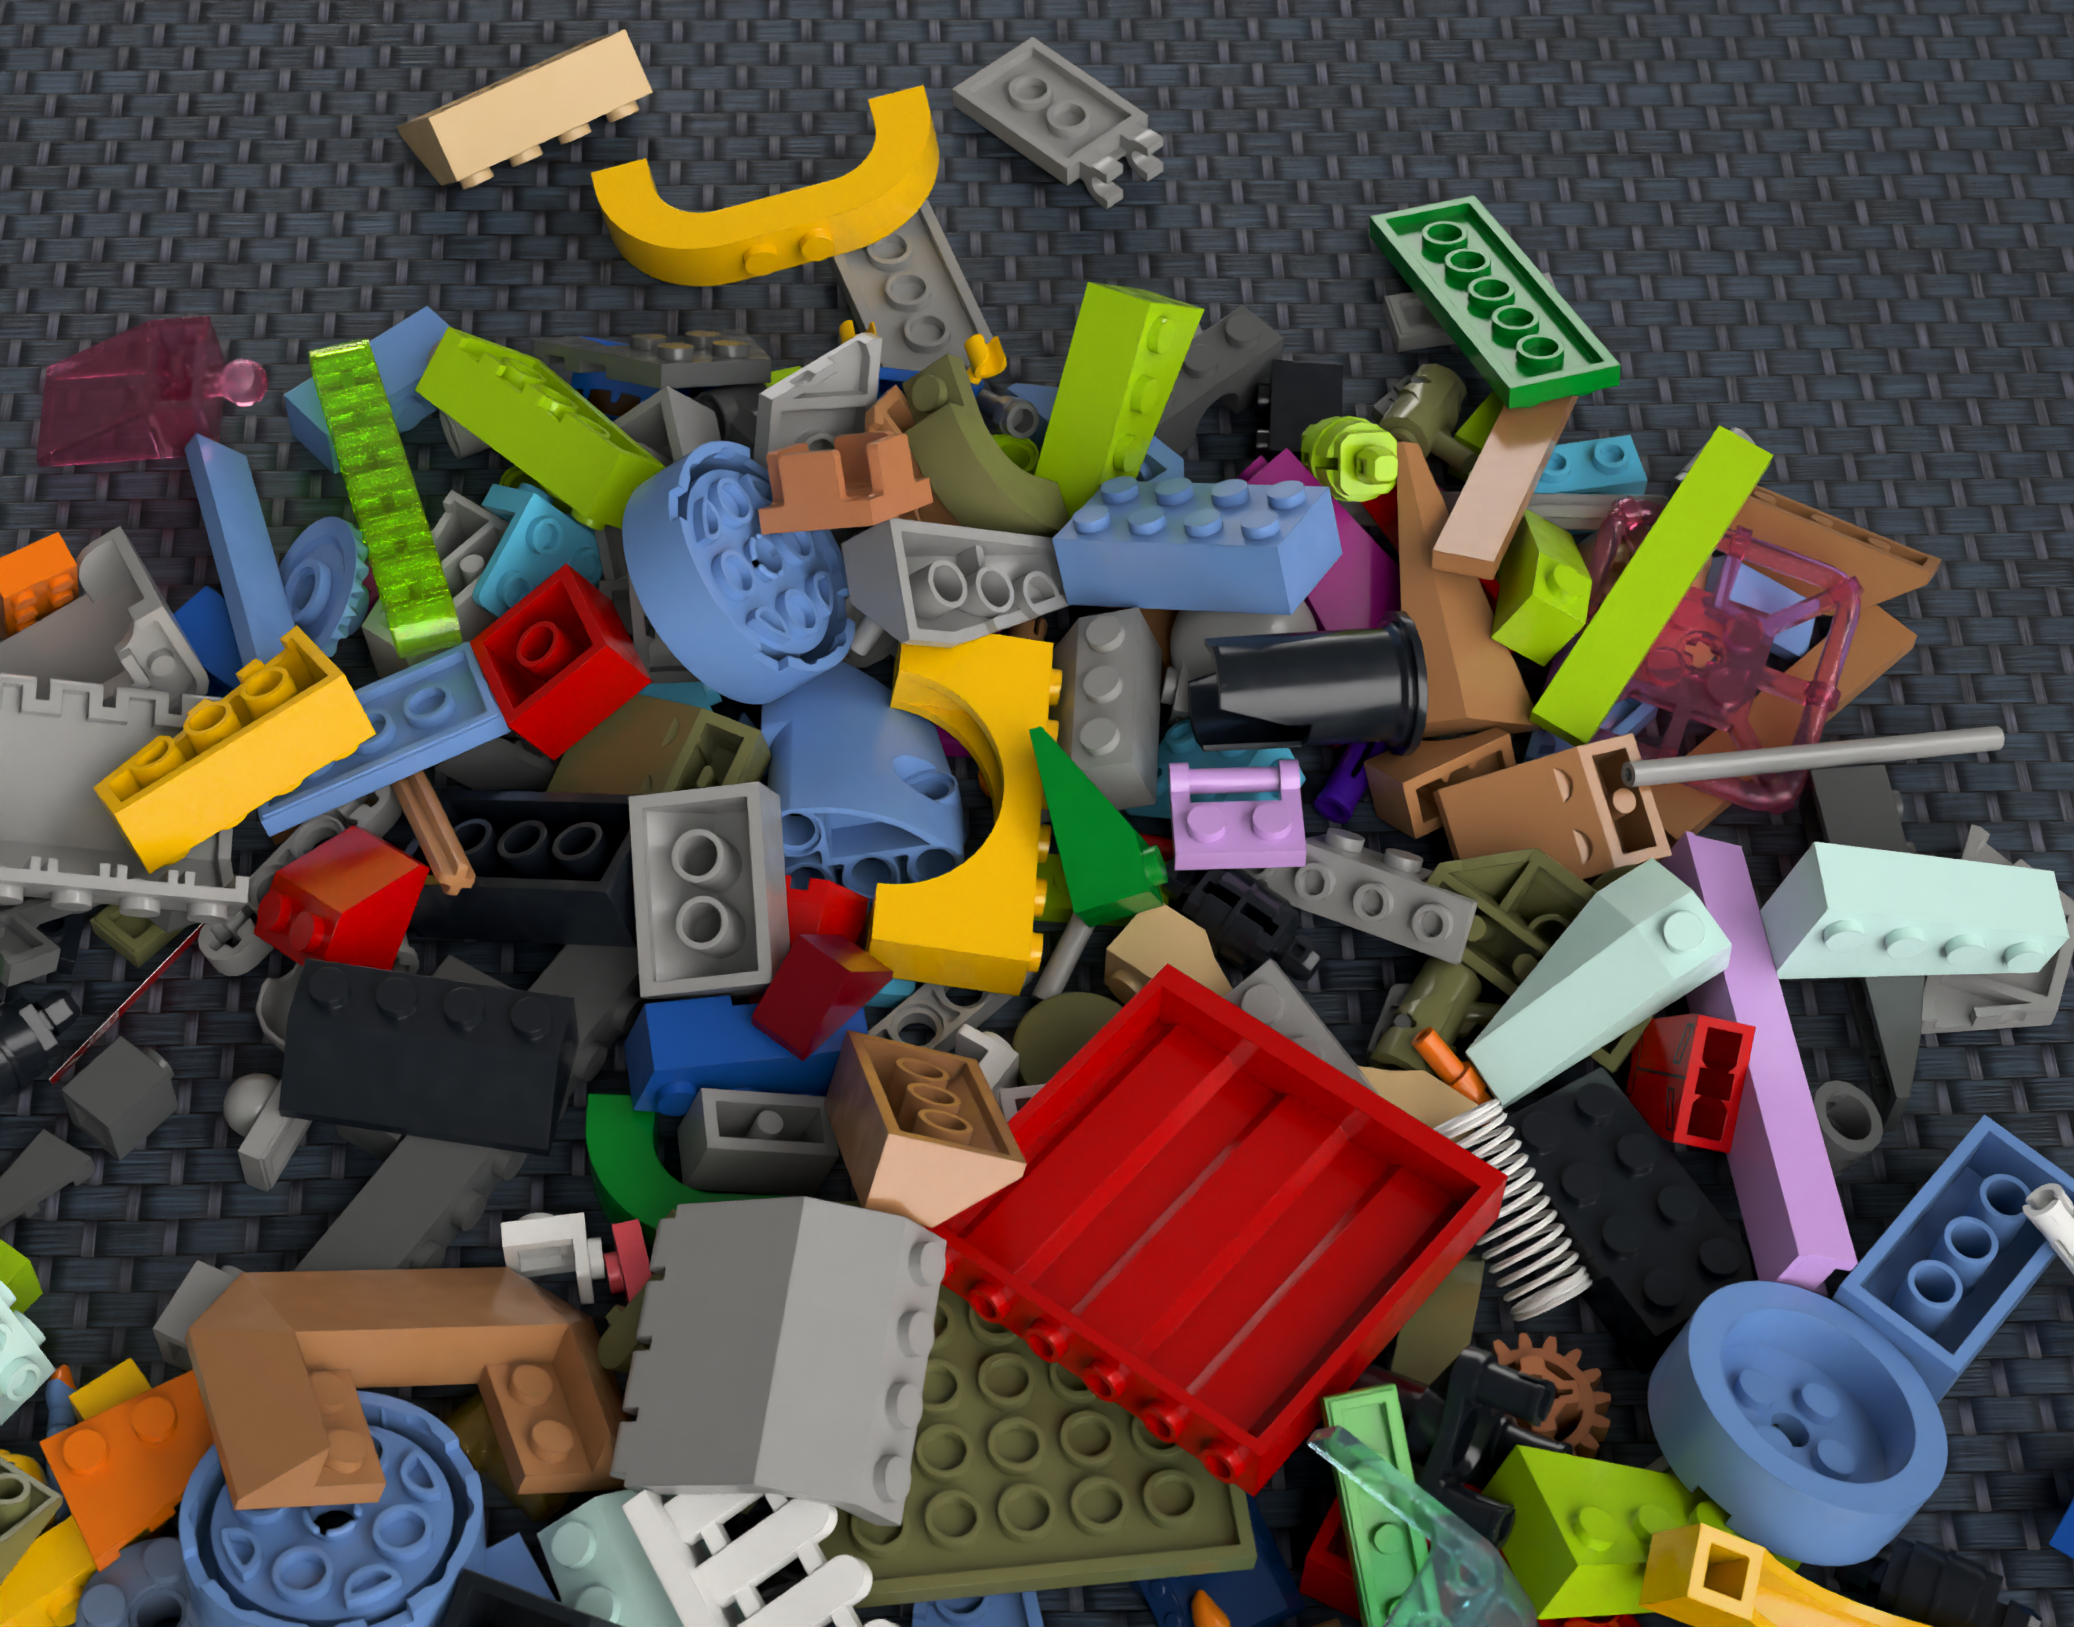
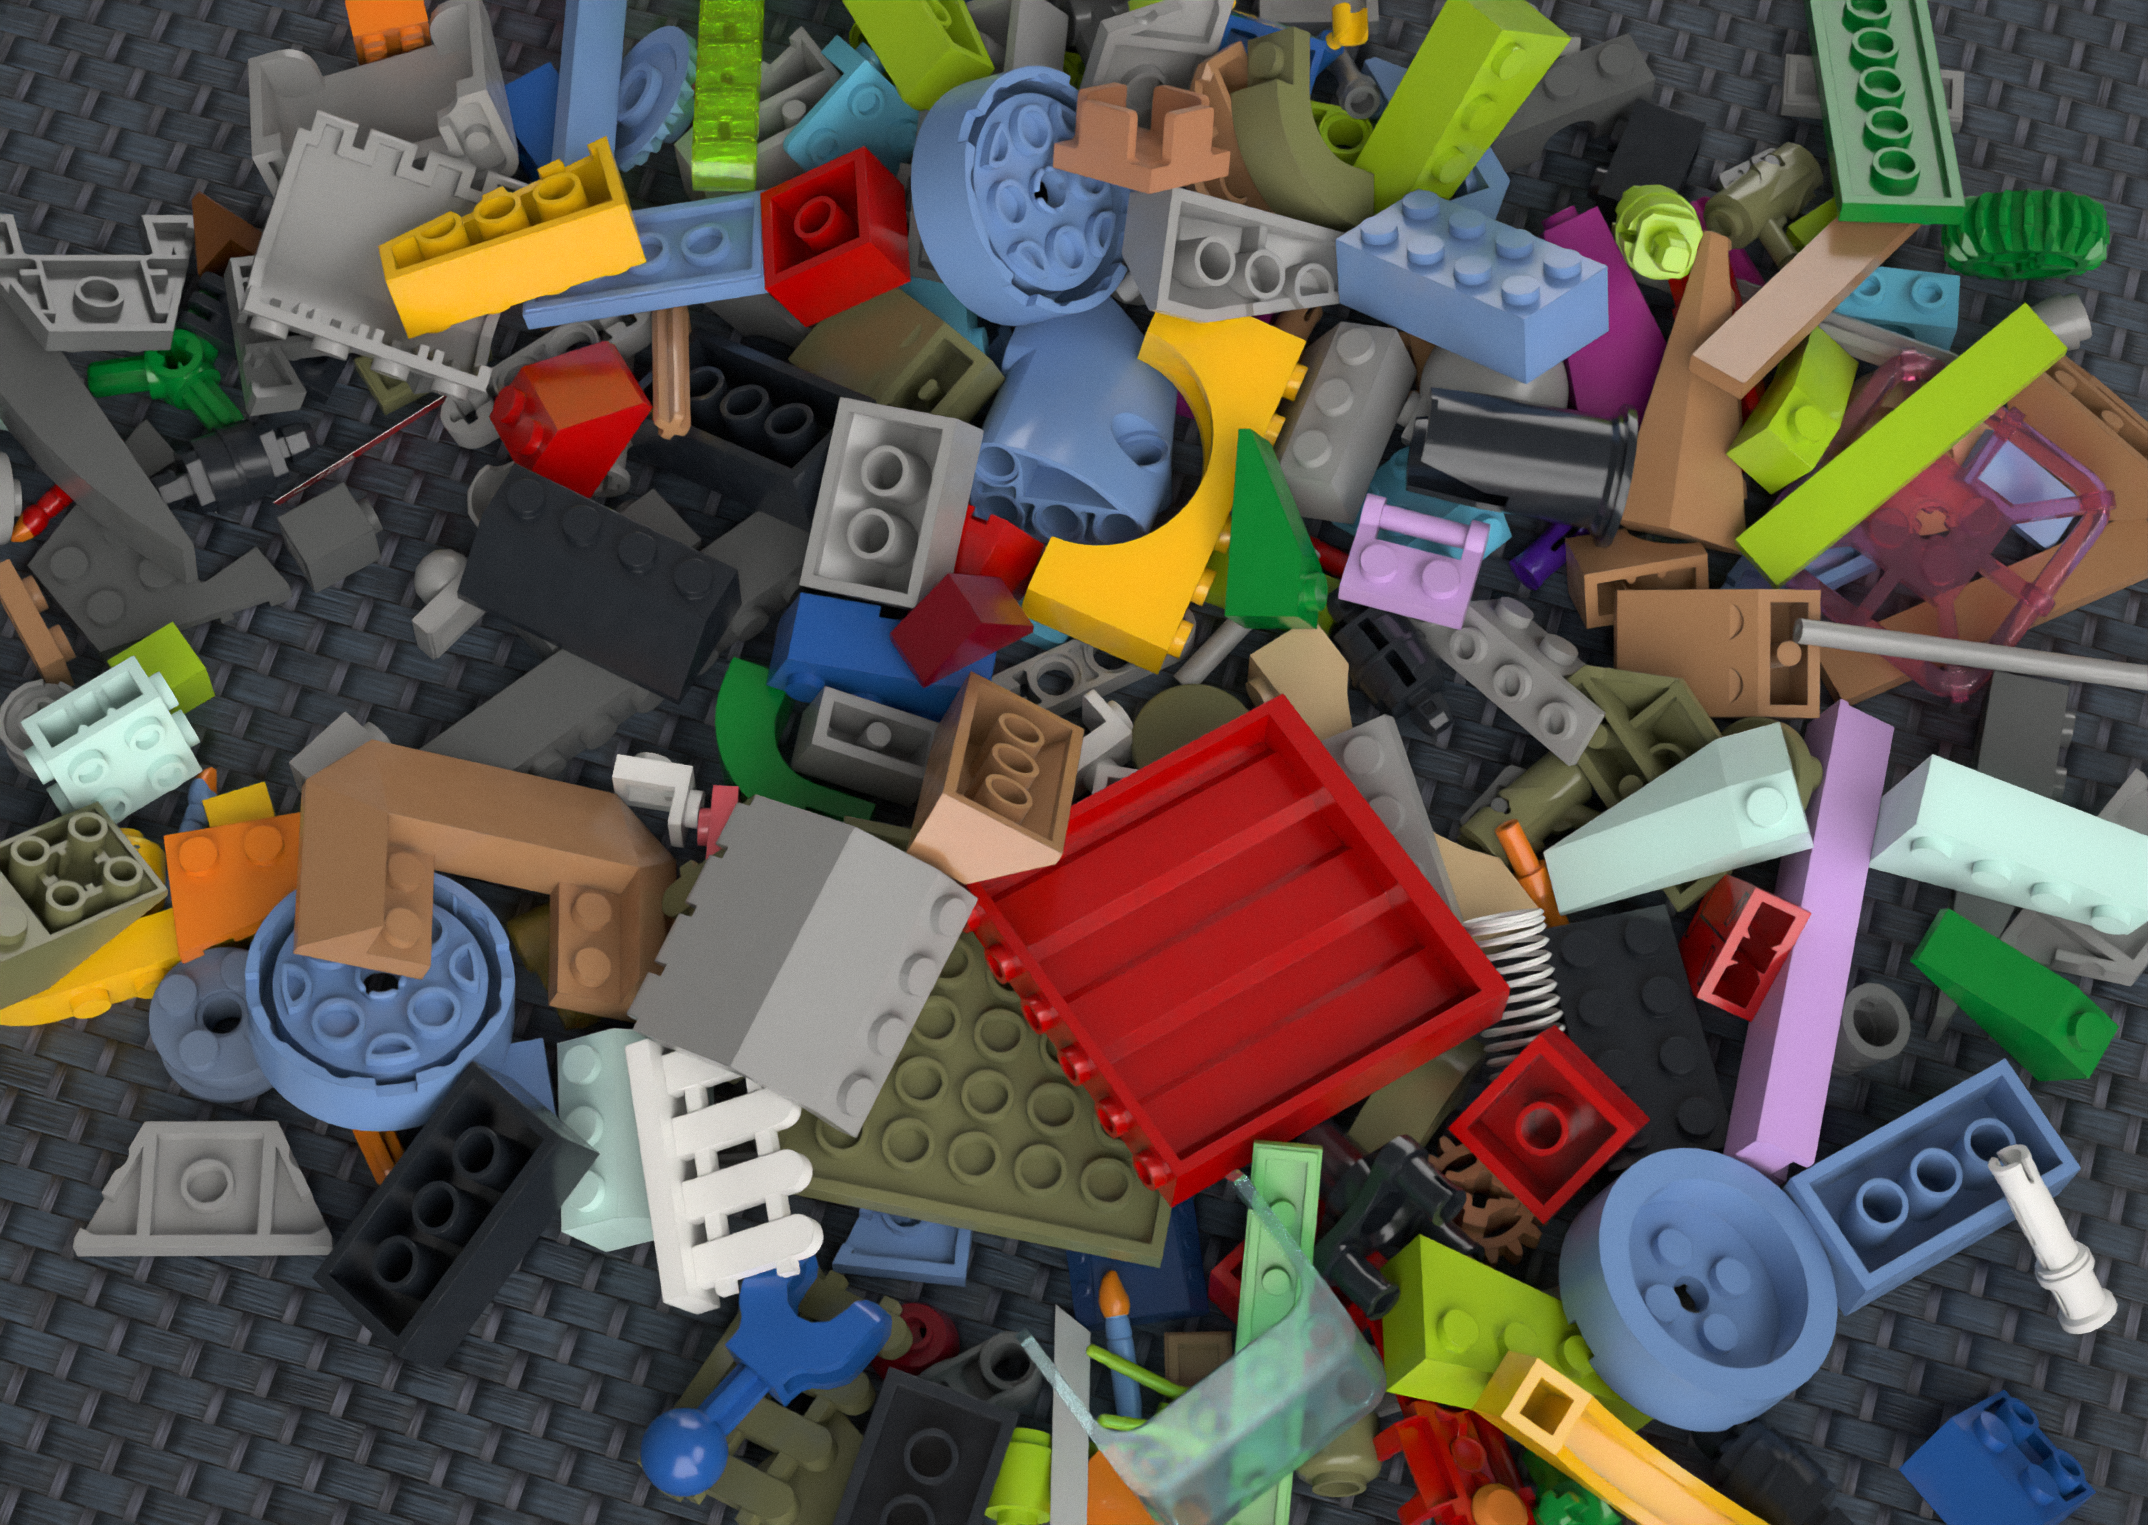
camera: 20 degrees right, 10 degrees up
(1589, 1303) = (1549, 1123): none -> red brick
(1676, 385) = (2027, 236): none -> green gear
(1966, 1059) = (2015, 999): none -> green slope

